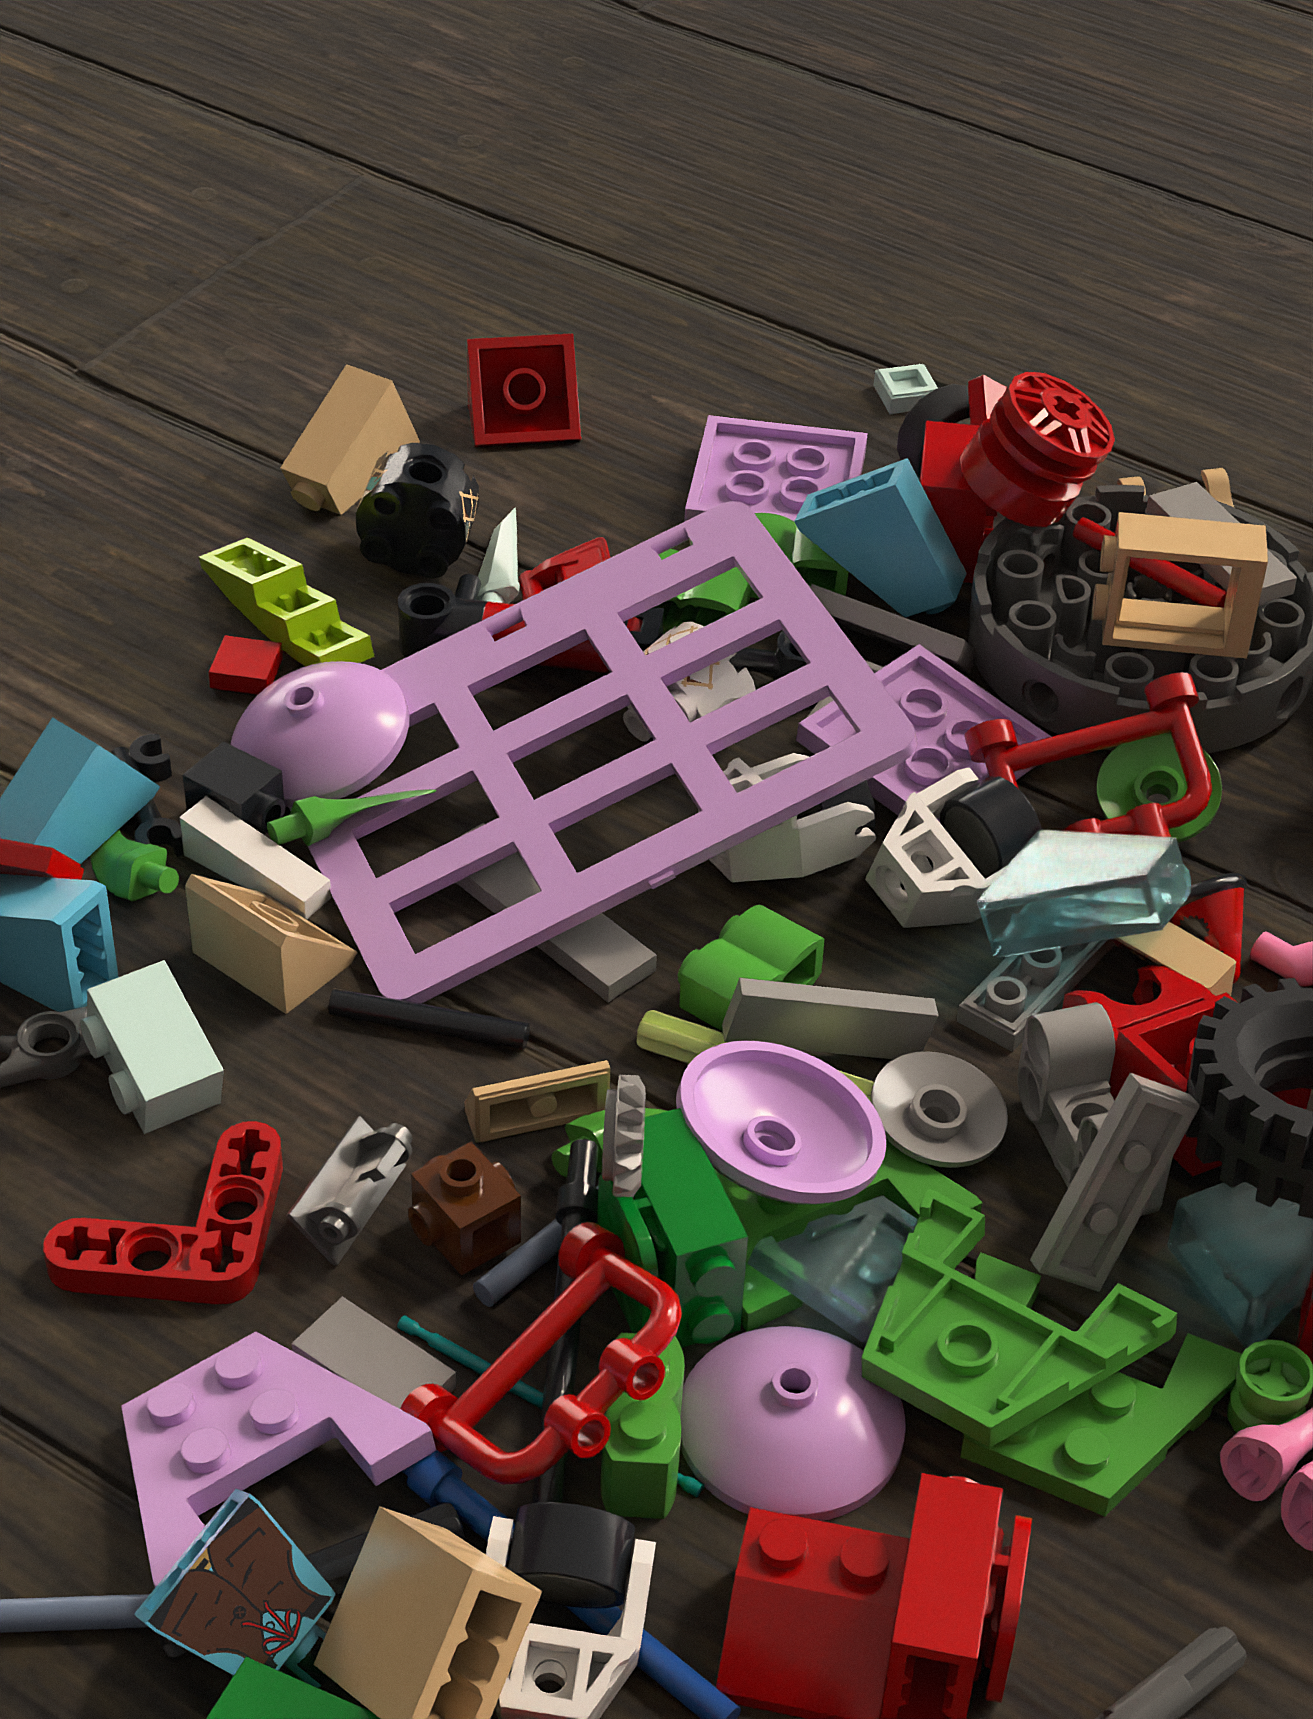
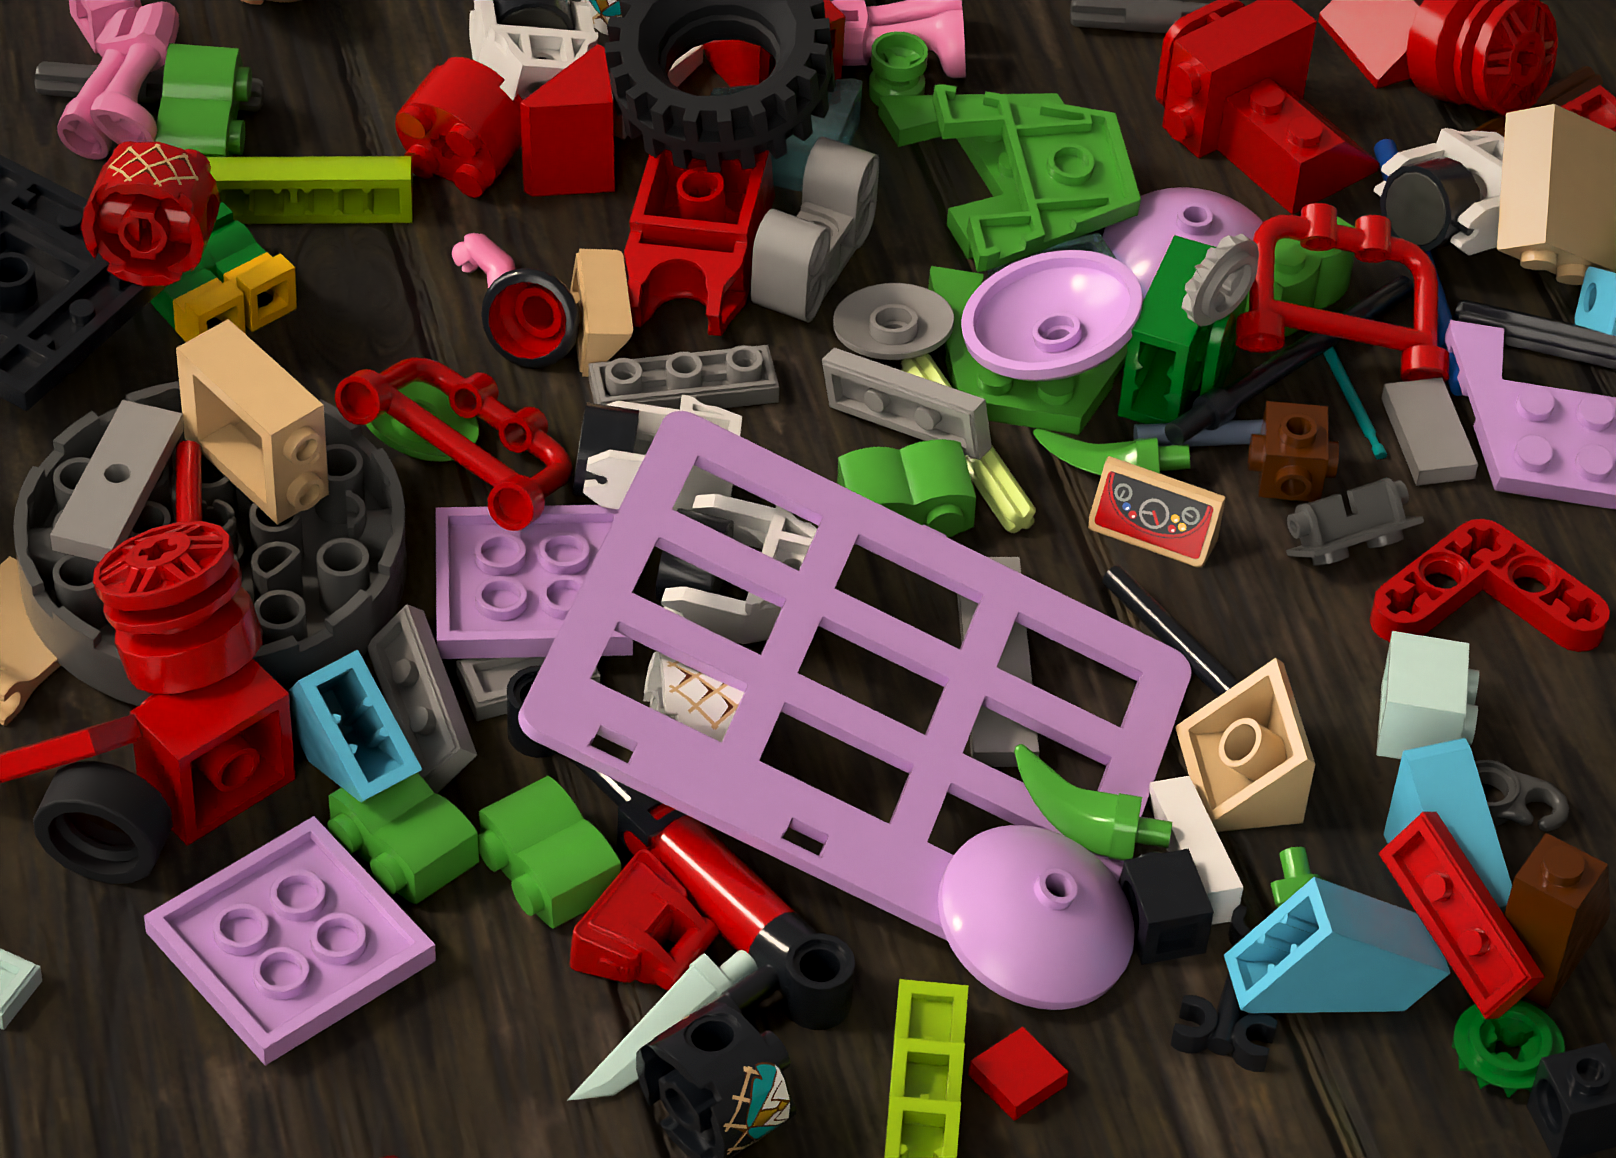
camera: 140 degrees left, 5 degrees up
(1083, 890) = (631, 332): clear light blue slope -> none
(1114, 1182) = (901, 171): light grey tile -> none

